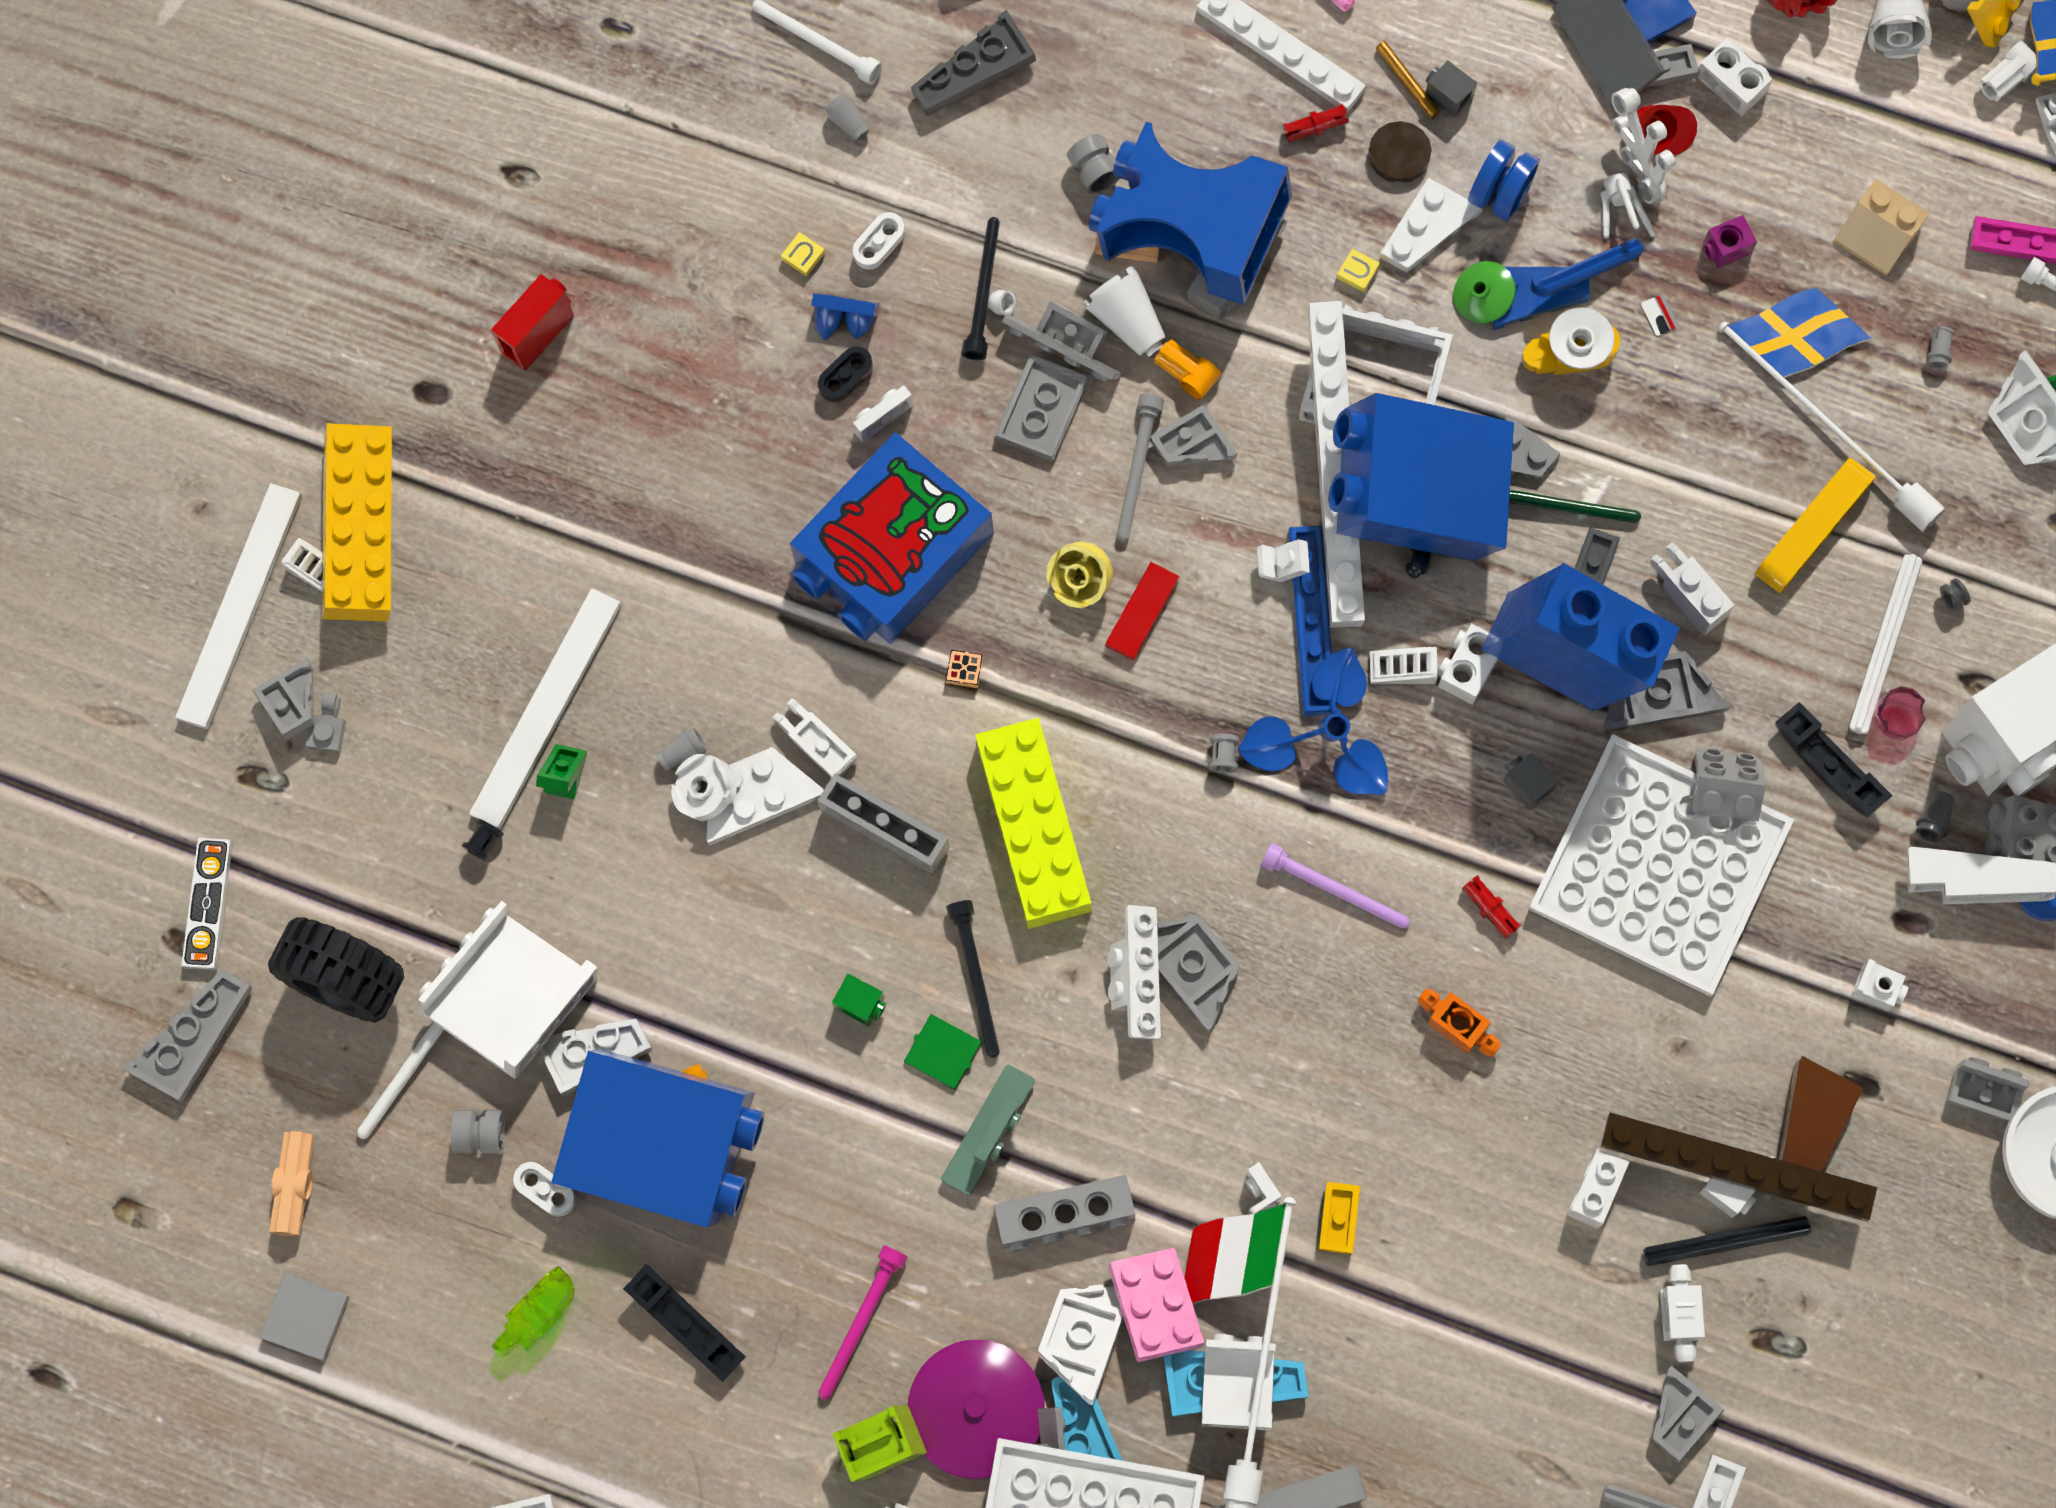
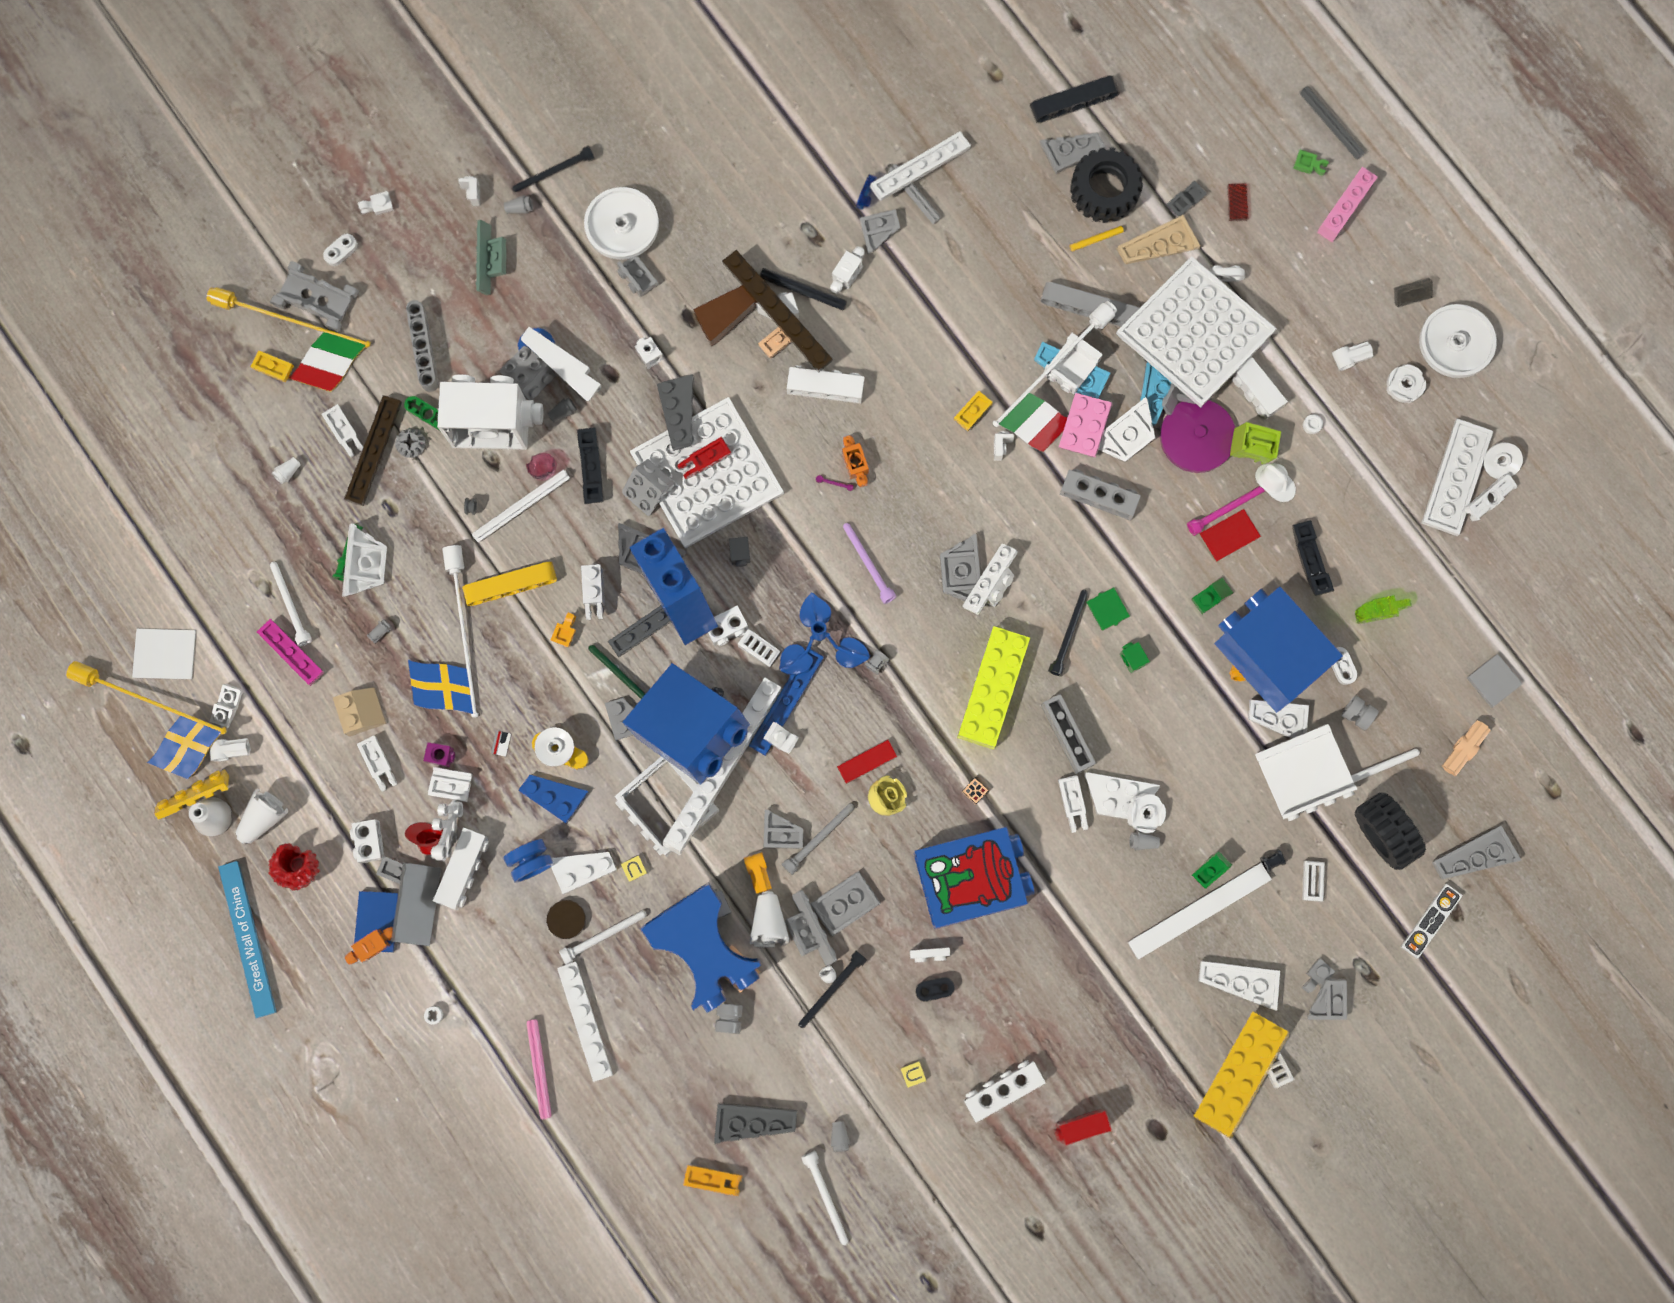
camera: 150 degrees left, 5 degrees up
(238, 606) = (1327, 1074): white tile -> none
(418, 654) = (1245, 982): none -> white wing
(420, 875) = (1313, 879): none -> white tile
(683, 262) = (1033, 1081): none -> white brick
(800, 1172) = (1212, 595): none -> green slope
(811, 1411) = (1276, 482): none -> white piece
(830, 309) = (917, 1032): blue tile -> none
(831, 1285) = (1230, 535): none -> red sticker
(877, 242) = (868, 1051): white plate -> none
(988, 1129) = (1110, 555): sand green bracket -> none
(1315, 123) = (598, 964): red pin -> none
(1363, 110) = (568, 954): none -> white piece
(1407, 80) = (532, 957): pearl gold bar -> none
(1450, 88) = (515, 935): dark grey brick -> none
(1491, 907) = (800, 505): red pin -> none
(1491, 967) = (819, 479): none -> magenta hinge
(1495, 299) = (571, 808): bright green dish -> none
(1584, 119) = (461, 868): none -> white brick
(1585, 1109) = (825, 385): none -> white brick
(1589, 268) = (519, 786): blue axle -> none
(1597, 1188) = (846, 346): white brick -> none
(1622, 193) = (471, 819): white plant -> none
(1676, 879) = (705, 457): none -> red hinge
(1684, 215) = (450, 784): none -> white plate
(1689, 508) = (564, 633): none -> light orange plate
(1708, 1119) = (774, 343): none -> light nougat plate
(1739, 1447) = (864, 198): none -> clear blue plate
(1780, 934) = (677, 407): none -> dark grey wing
(1803, 181) = (376, 761): none -> white hinge

